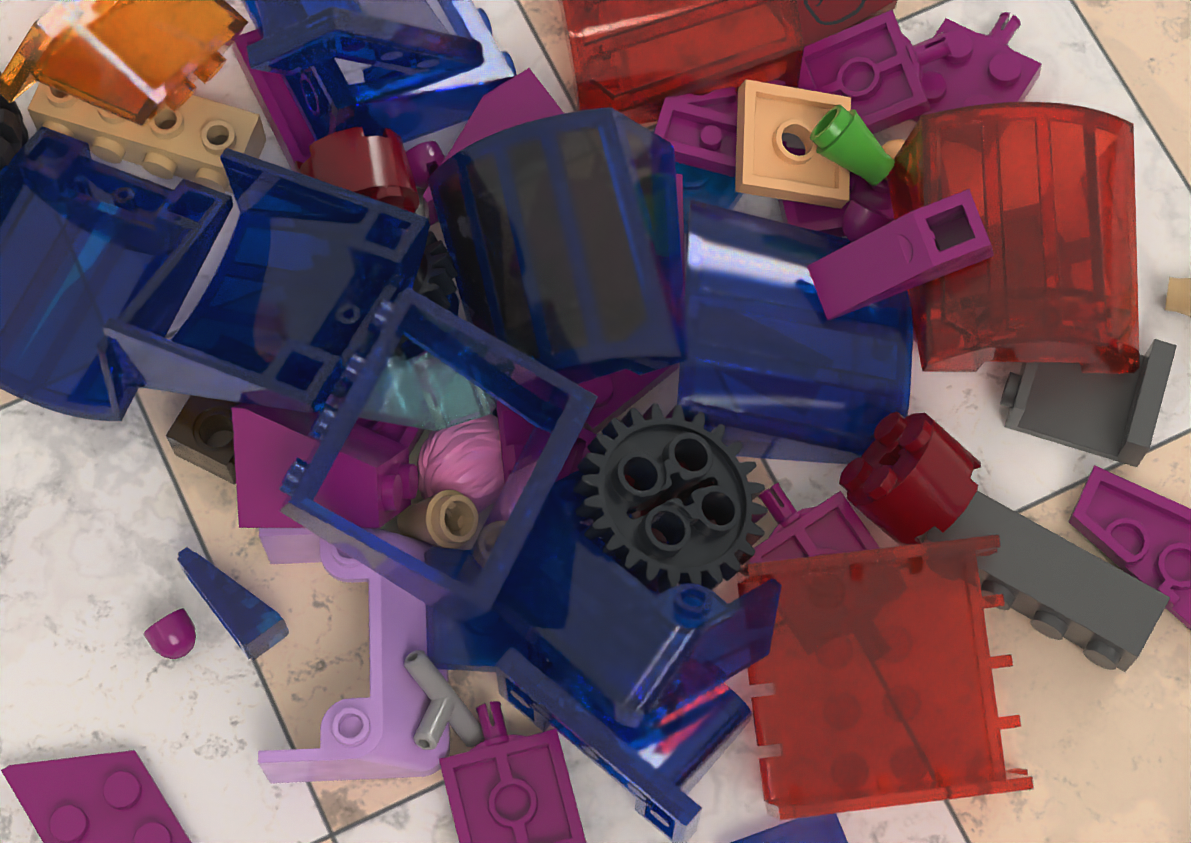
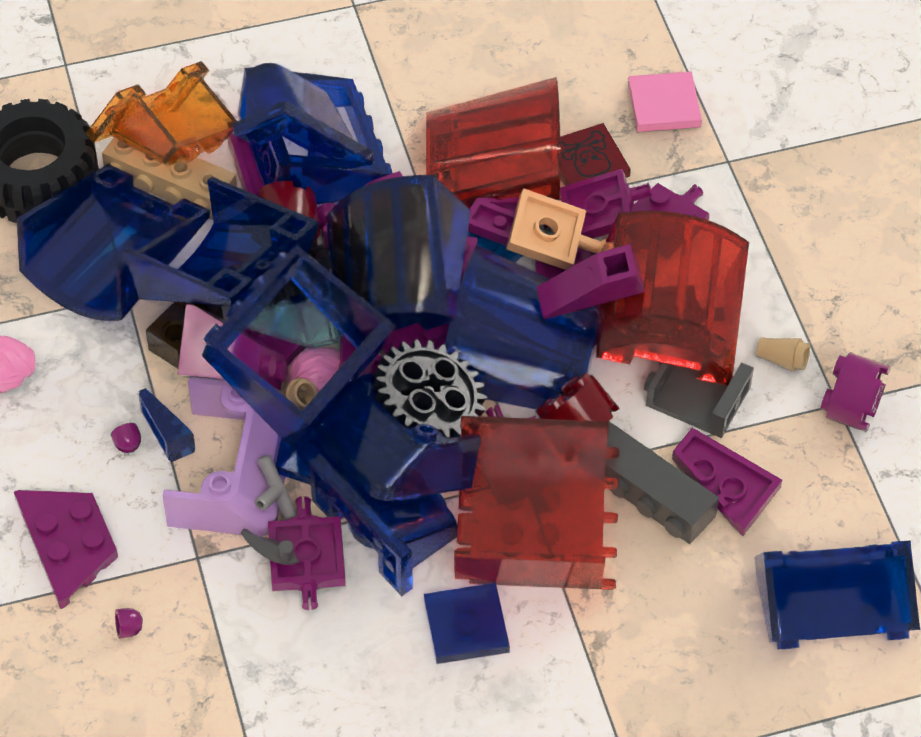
camera: 10 degrees right, 15 degrees down
(454, 814) = (271, 549): none -> dark grey bar
(850, 143) = (579, 232): bright green cone -> none

